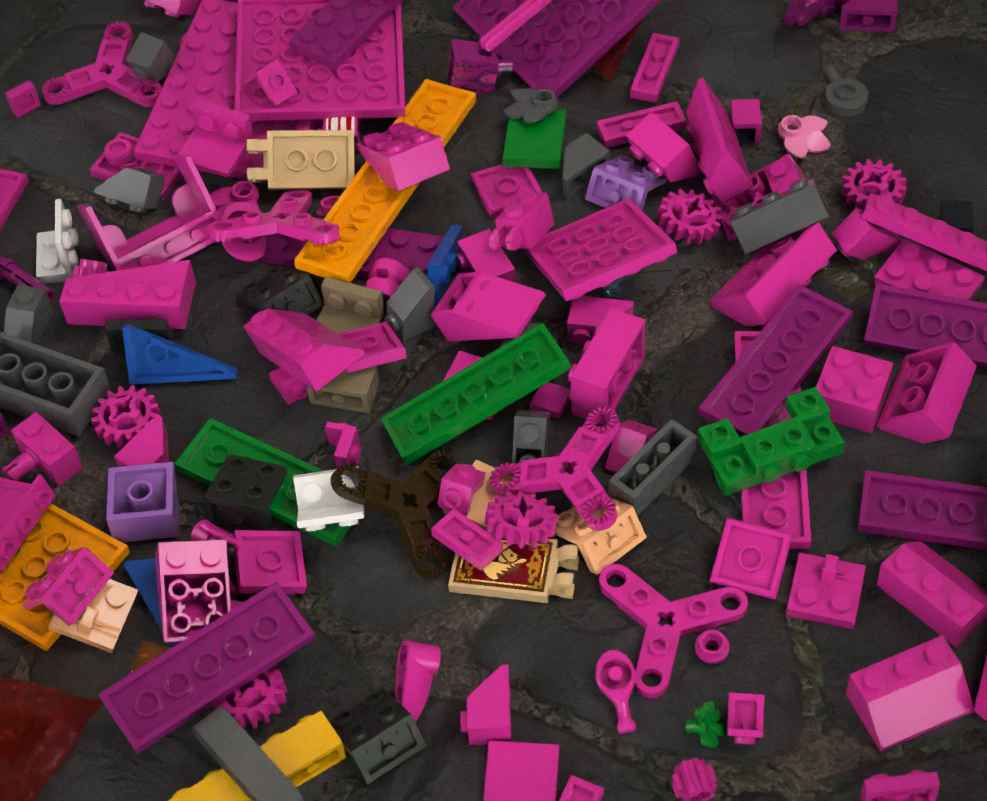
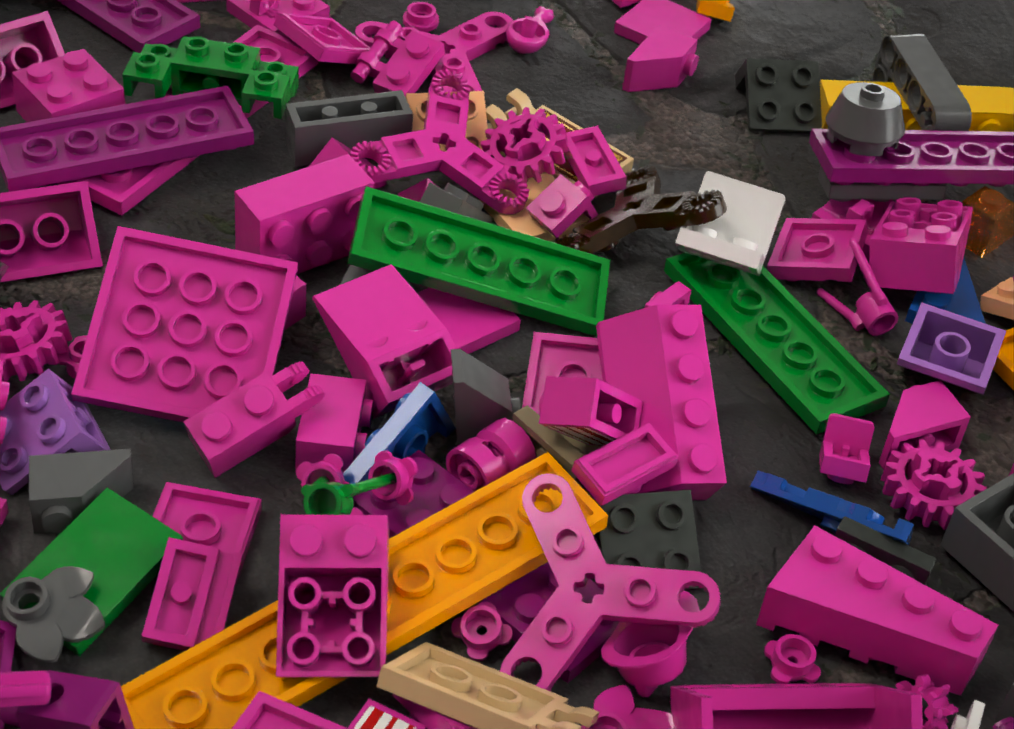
camera: 160 degrees left, 10 degrees down
(186, 407) = (846, 449): none -> dark pink bracket
(243, 494) = (815, 316): pearl dark grey bracket -> none
(269, 637) = (866, 118): none -> dark grey cone
(301, 289) = (624, 464): none -> dark pink tile
(334, 297) = (588, 409): none -> dark pink brick
(414, 674) = (713, 112): dark pink piece -> none
(430, 216) = (330, 494): none -> plant
(477, 144) = (191, 594): none -> dark pink plate
(672, 568) = (407, 68): none -> dark pink plate

